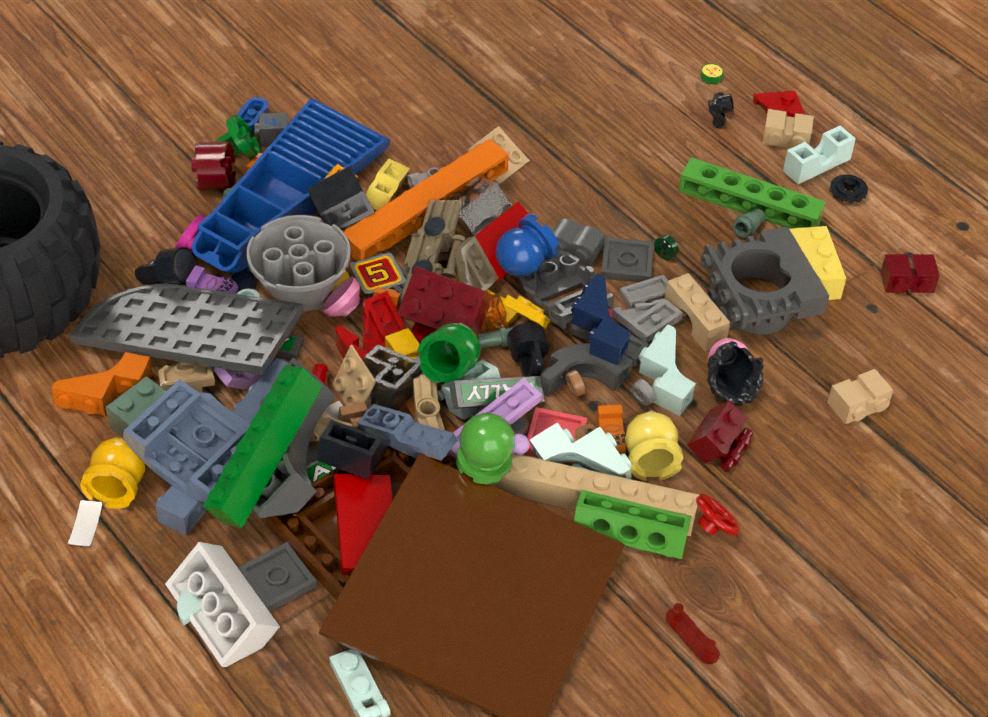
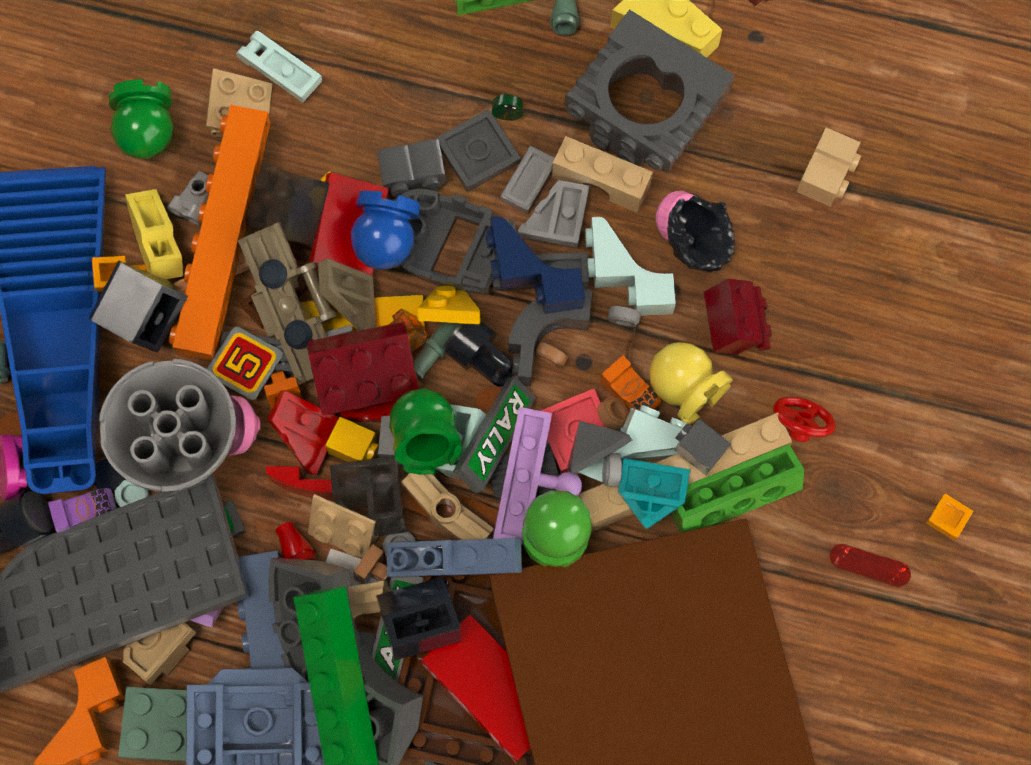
camera: 35 degrees left, 25 degrees up
(433, 125) = (141, 118): none -> green tile
(541, 153) = (280, 66): none -> light aqua plate
(553, 427) = (593, 444): none -> dark grey slope
(553, 447) = (612, 470): none -> light grey tile
(572, 476) = (652, 489): none -> teal slope
(625, 470) = (701, 445): none -> dark grey brick
(775, 640) = (949, 517): none -> light orange plate

